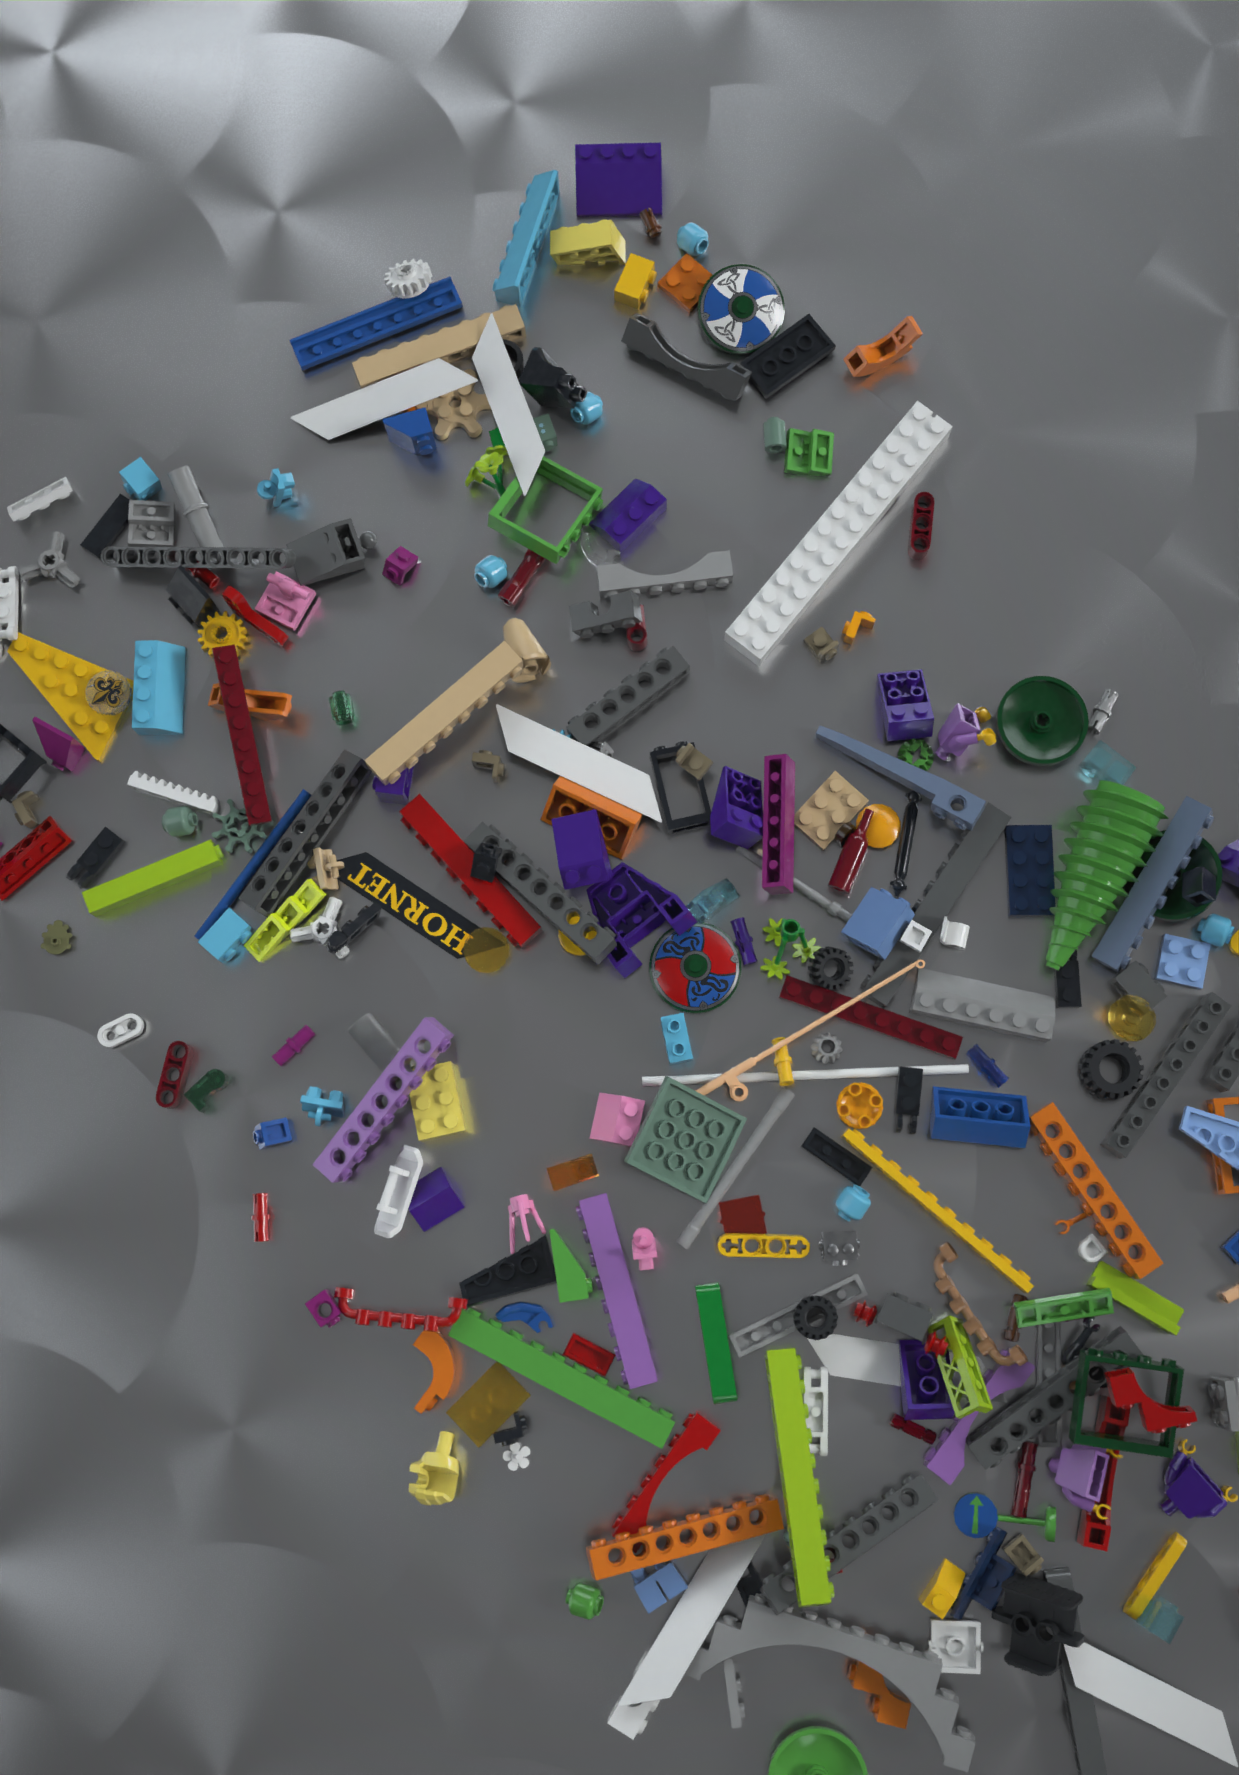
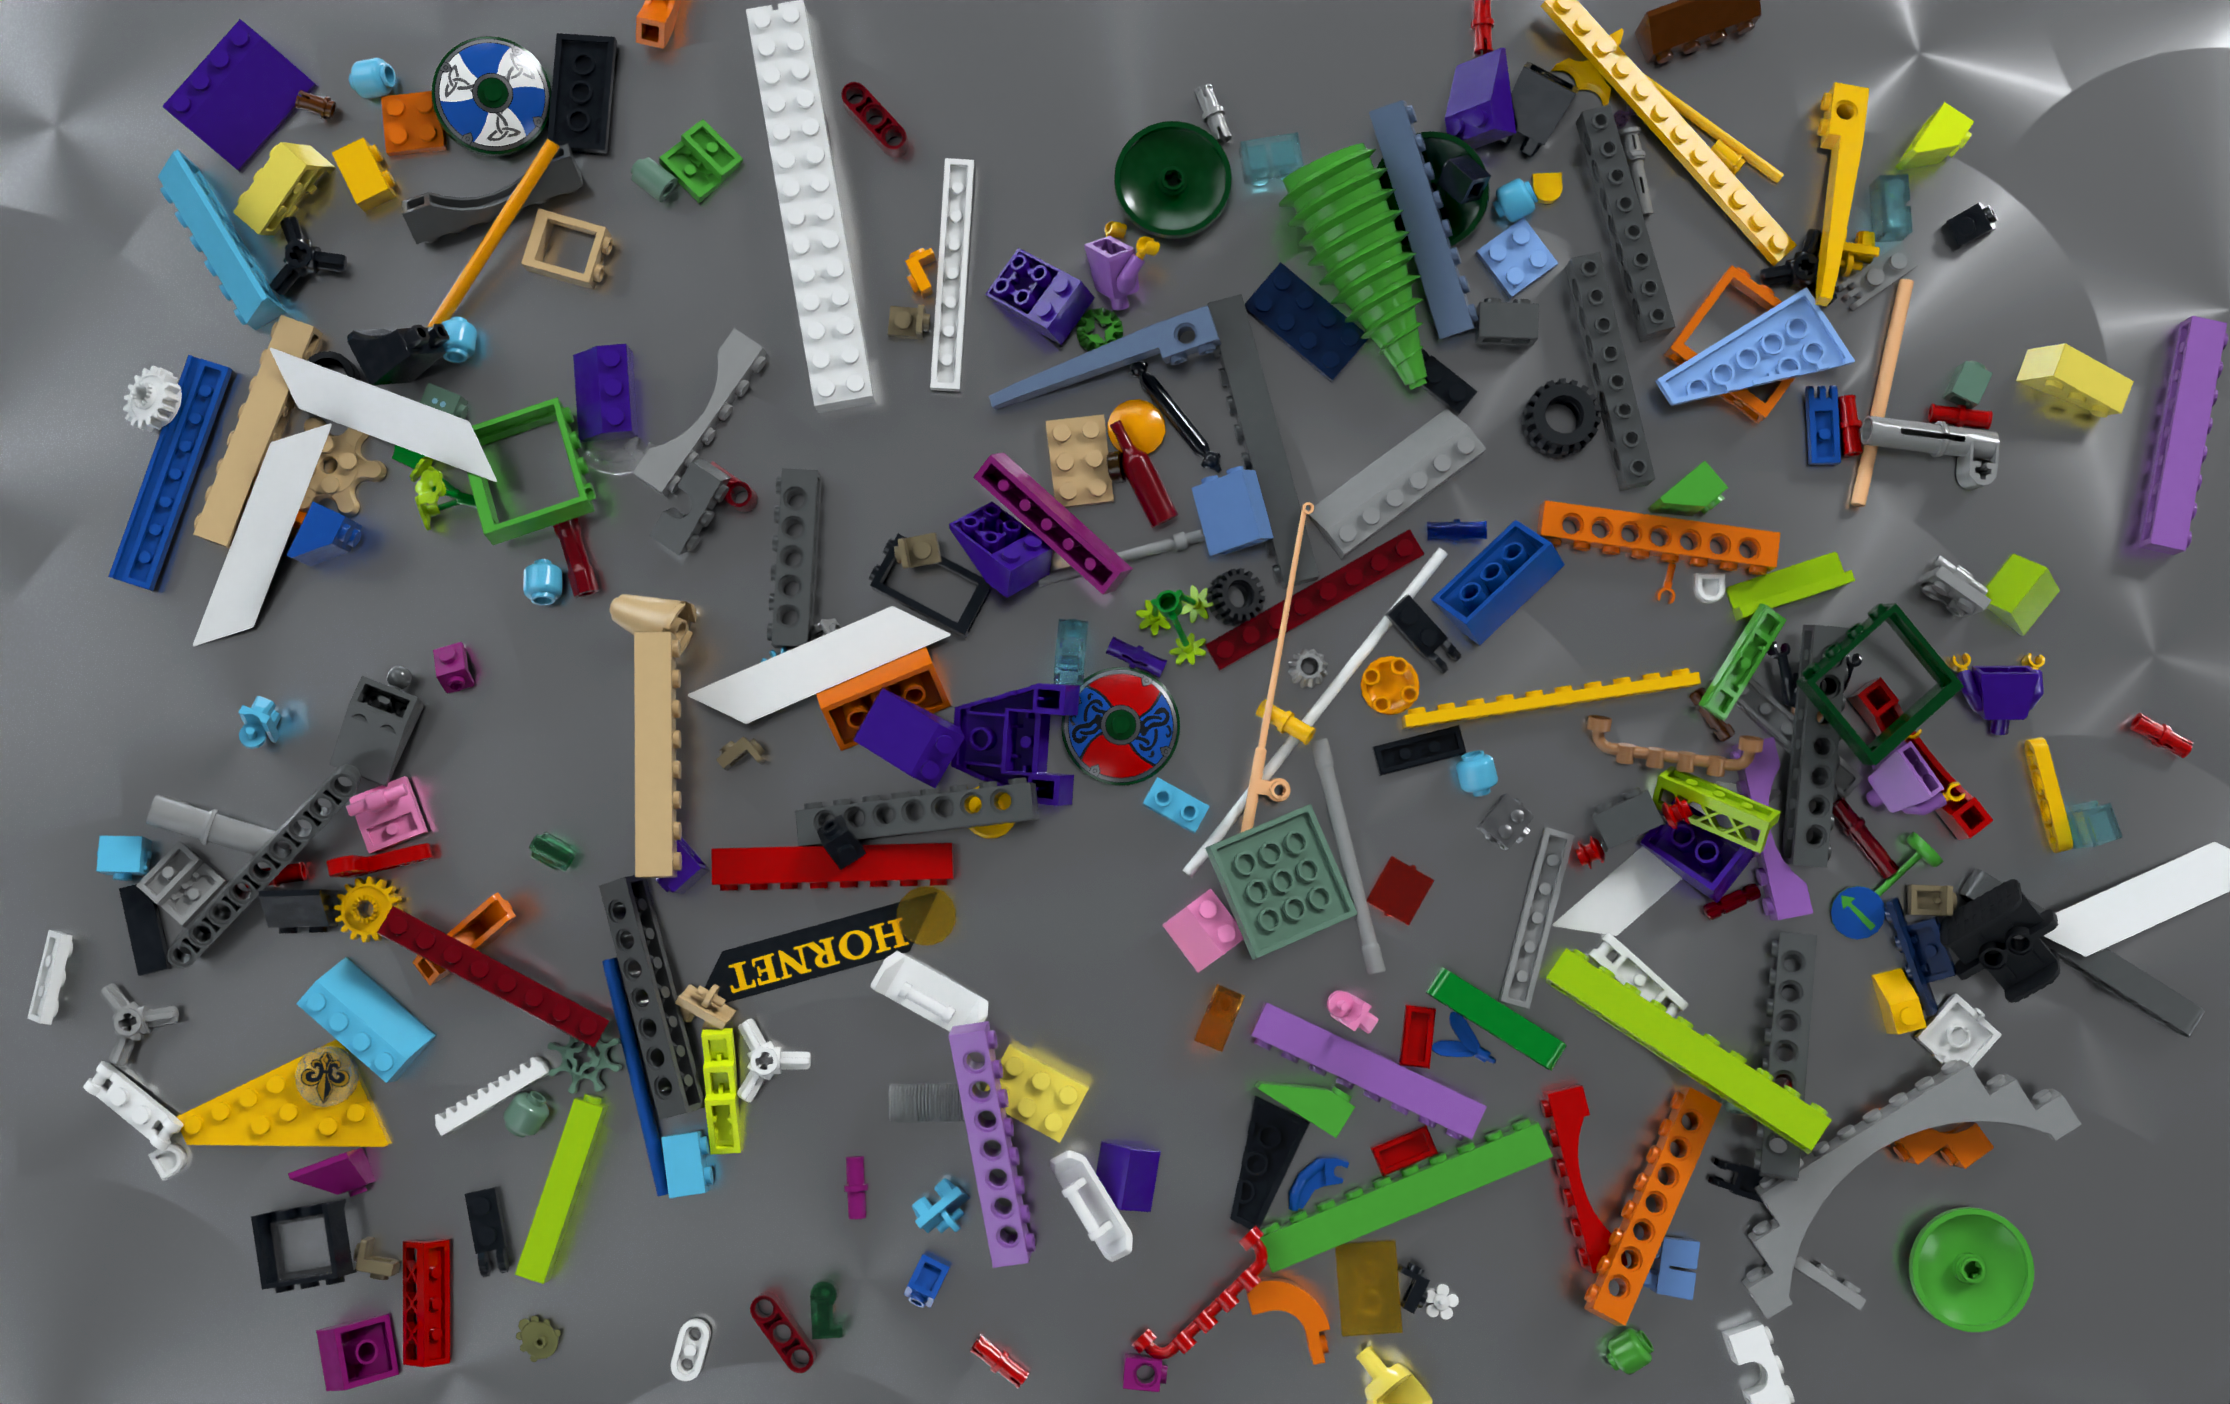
camera: 55 degrees left, 5 degrees up
(352, 929) = (790, 1032): black hinge -> none
(442, 989) = (928, 992): none -> white piece
(520, 1207) = (1207, 1096): bright pink plant -> none
(563, 283) = (313, 262): none -> black bush
(664, 1303) = (1417, 1036): none -> red tile
(666, 376) = (495, 232): none -> light orange piece
(681, 405) = (539, 241): none -> tan window
(684, 1339) = (1468, 1044): none -> blue piece
(690, 1622) = (1734, 1268): white sticker -> none
(763, 1245) = (1440, 890): yellow beam -> none
(829, 1311) = (1571, 896): black tyre -> none
(871, 645) = (952, 275): none -> white plate
(915, 936) = (1277, 488): white plate -> none
(954, 934) = (1306, 449): white panel -> none
(1132, 1018) = (1530, 354): clear yellow tile -> none
(1137, 1188) = (1694, 493): none -> bright green slope
(1154, 1416) = (1914, 668): red arch -> none

